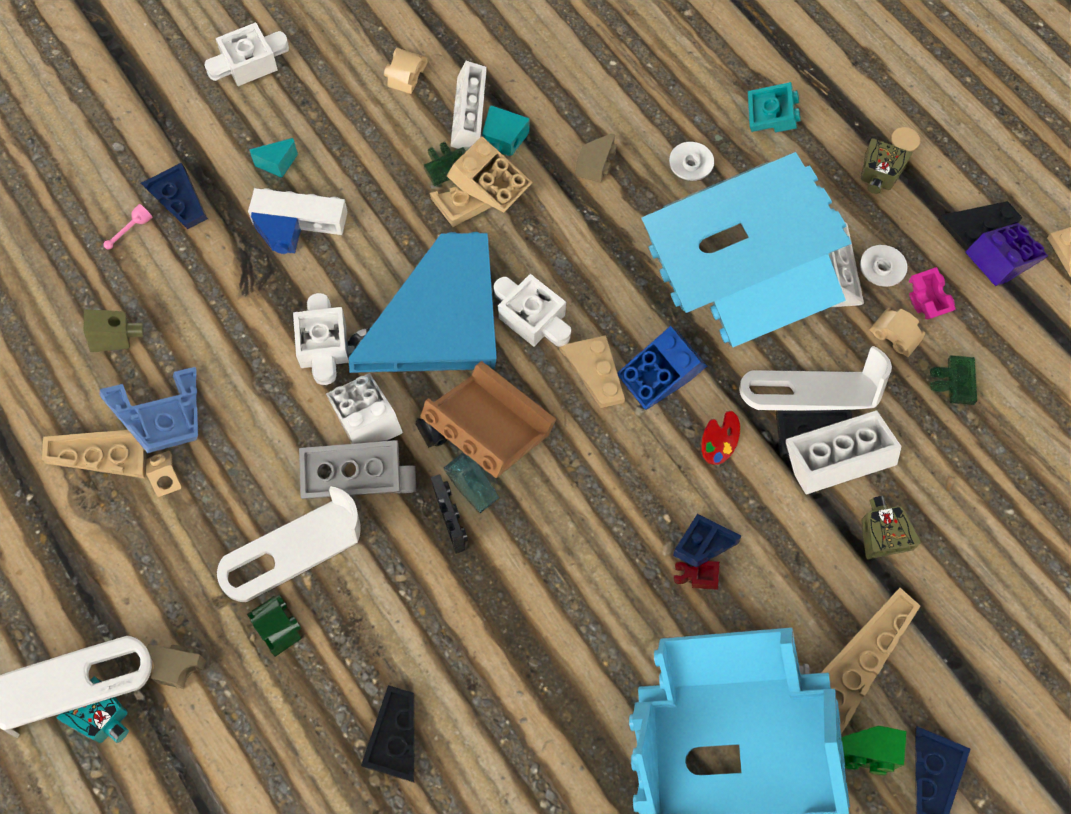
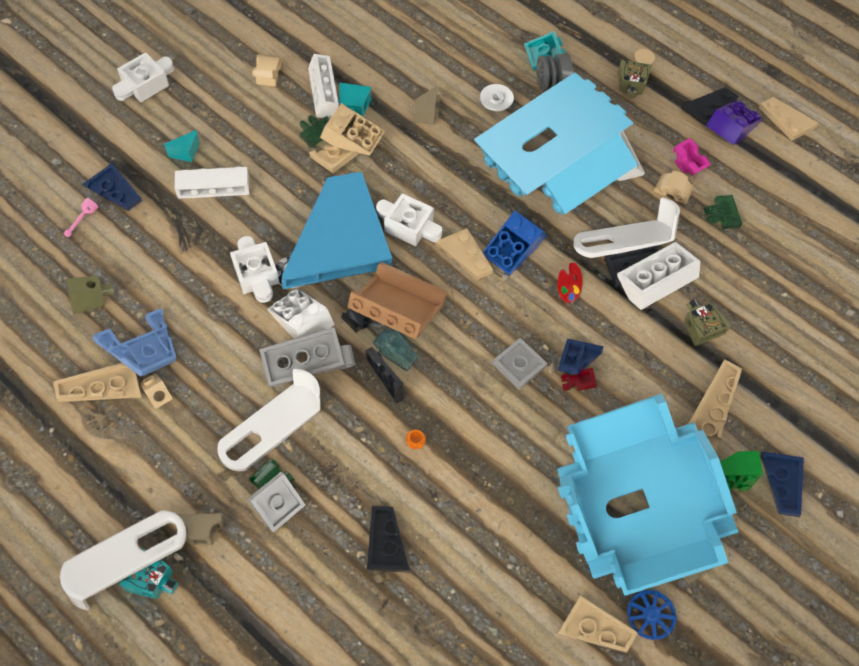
camera: 15 degrees left, 5 degrees down
(270, 654) = (276, 502): none -> light grey plate
(279, 232) = (199, 199): blue slope -> none
(466, 608) = (415, 439): none -> orange plate
(625, 535) = (519, 363): none -> light grey plate
(772, 140) = (553, 71): none -> dark grey wheel
(886, 258) = (652, 144): white dish -> none

